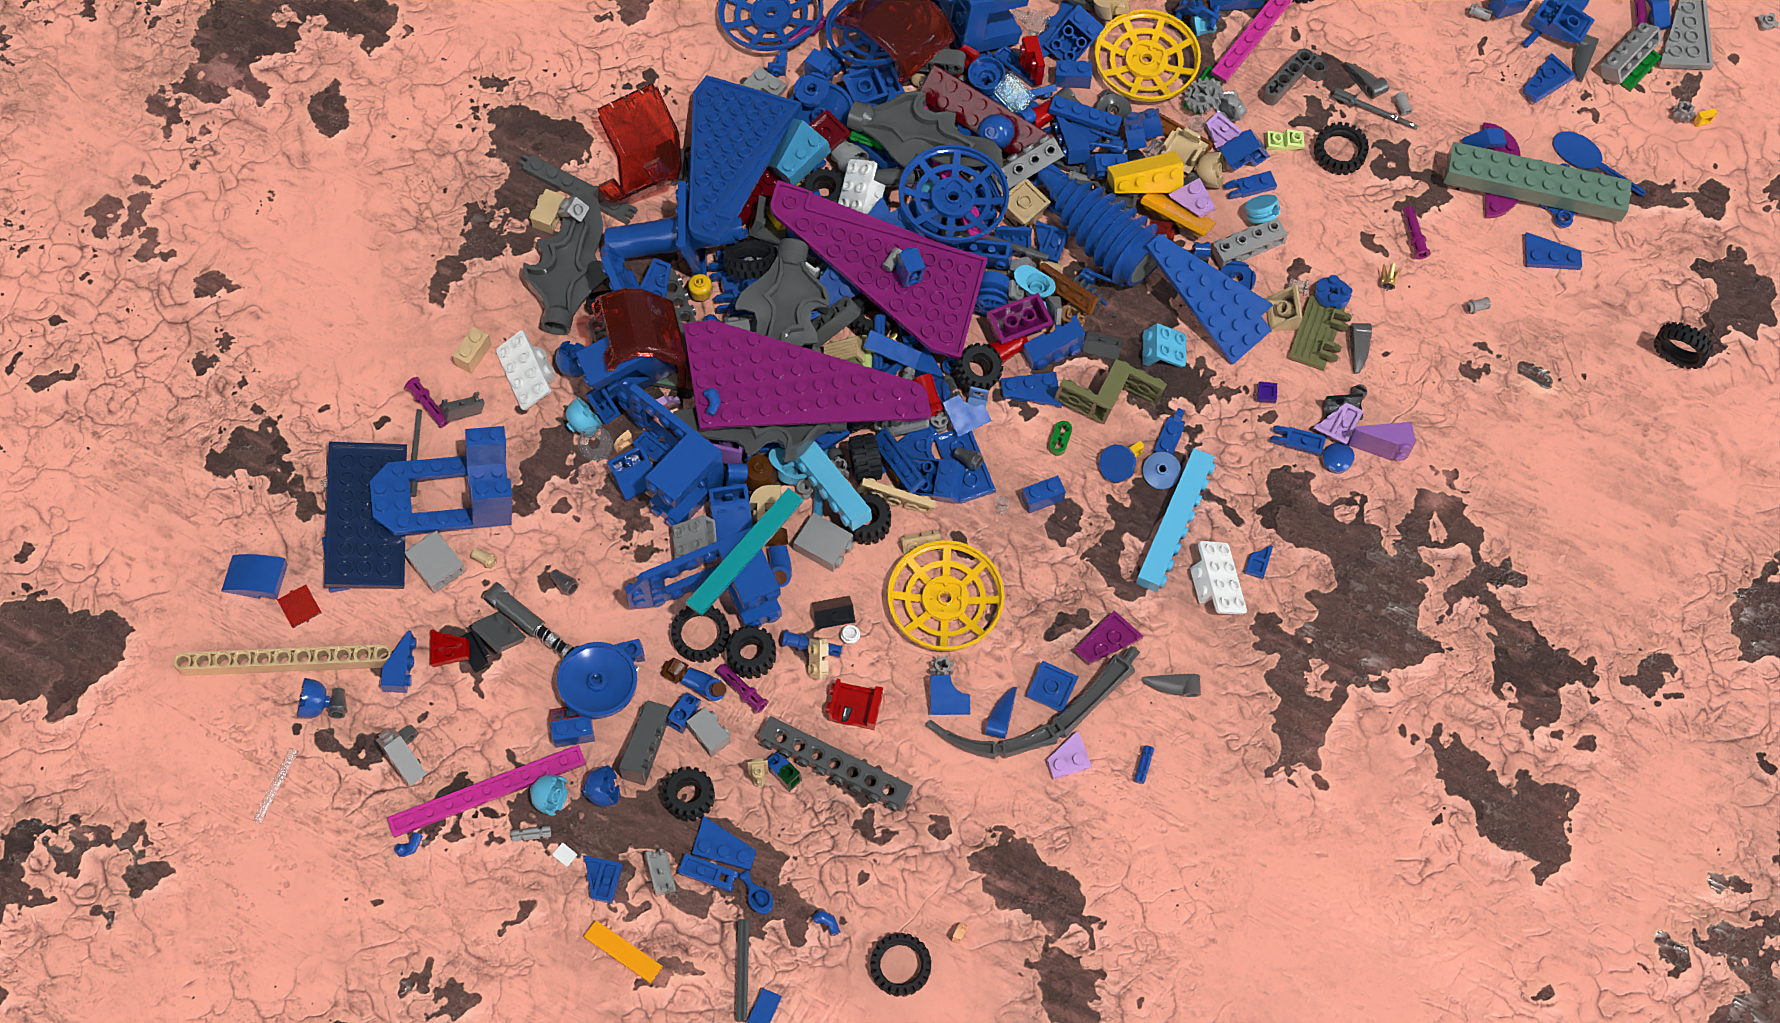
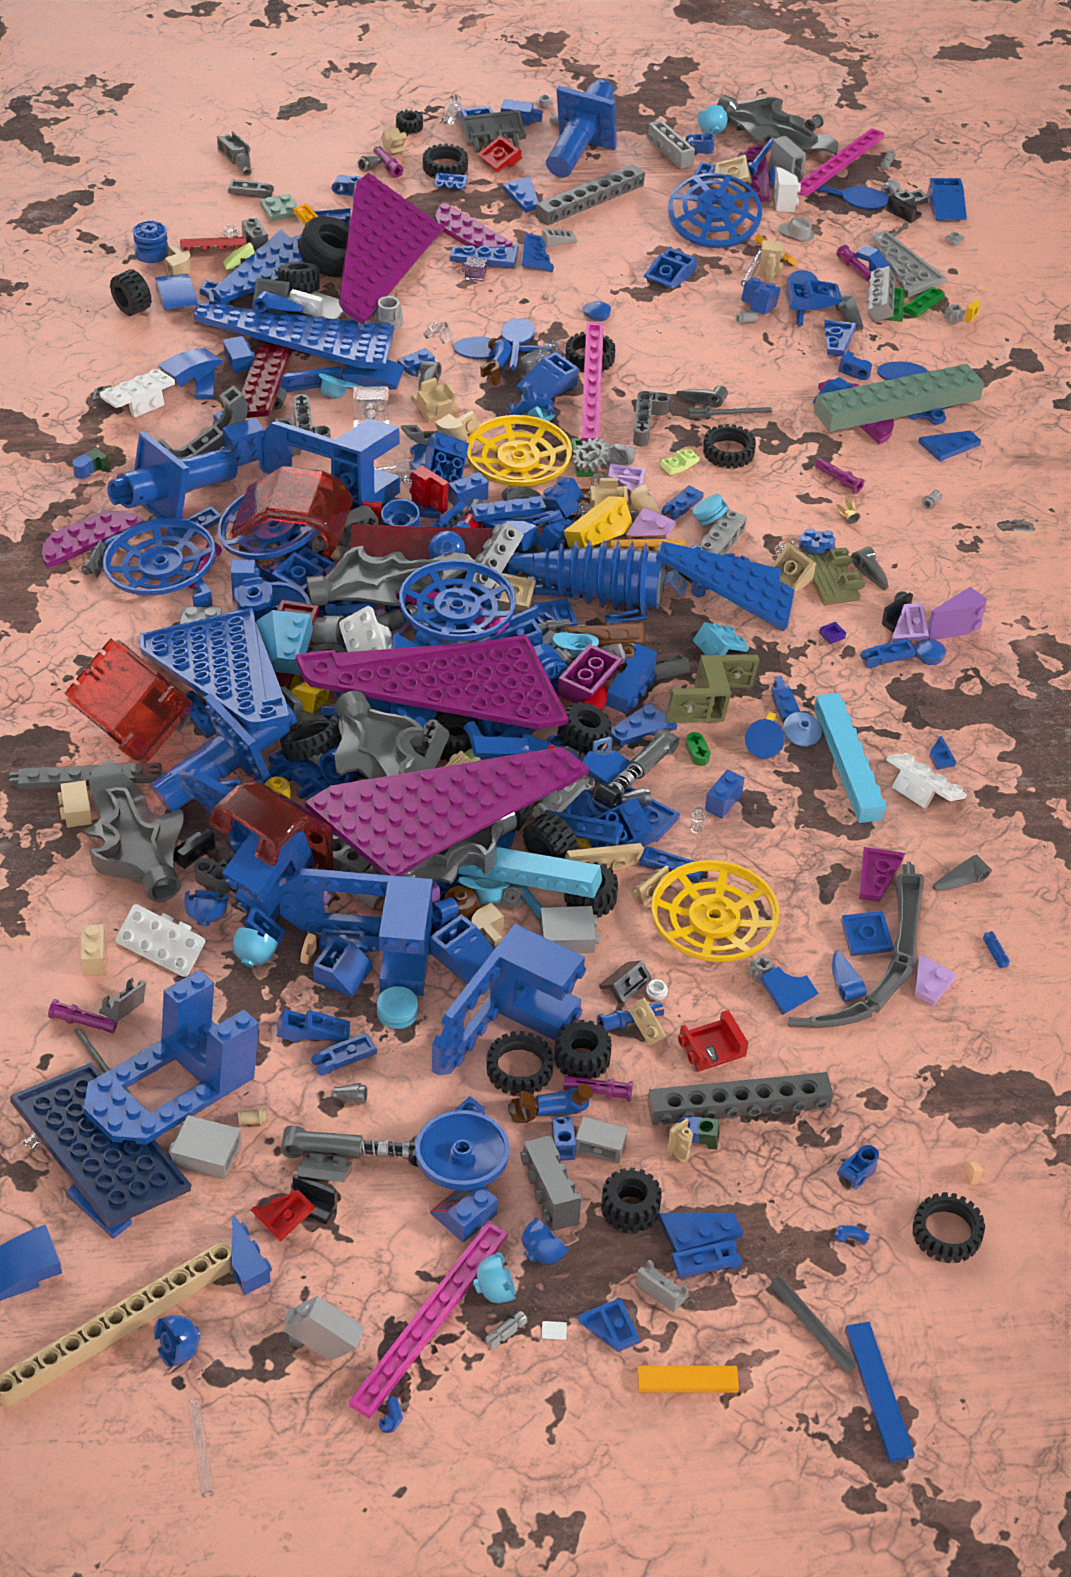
camera: 35 degrees left, 20 degrees down
(299, 606) = (89, 1268): clear red piece -> none
(337, 706) = (211, 1332): flat silver cone -> none
(573, 207) = (102, 782): light grey bracket -> none
(577, 510) = (313, 1025): none -> blue slope
(585, 545) = (344, 1053): none -> blue hinge
(605, 443) = (290, 956): clear piece -> none
(649, 530) = (397, 1007): none -> medium azure head
(693, 535) = (445, 984): light grey brick -> none
(713, 396) = (390, 843): blue arm -> none
(744, 552) = (528, 945): teal tile -> none
(758, 897) = (771, 1250): blue piece -> none
(865, 140) = (335, 610): green axle -> none
(875, 875) = (858, 1169): none -> blue piece
(892, 259) = (450, 664): light grey pin -> none
(910, 266) = (473, 662): blue brick -> none
(950, 528) = (657, 859): none -> blue tile
(1013, 93) = (433, 516): clear light blue plate -> none
(1033, 418) = (662, 744): none -> piece
(1244, 149) = (660, 474): blue brick -> none
(1404, 106) = (743, 395): light grey pin -> none
(1533, 121) = (855, 367): none -> blue leg
(1669, 81) = (923, 302): none -> green tile

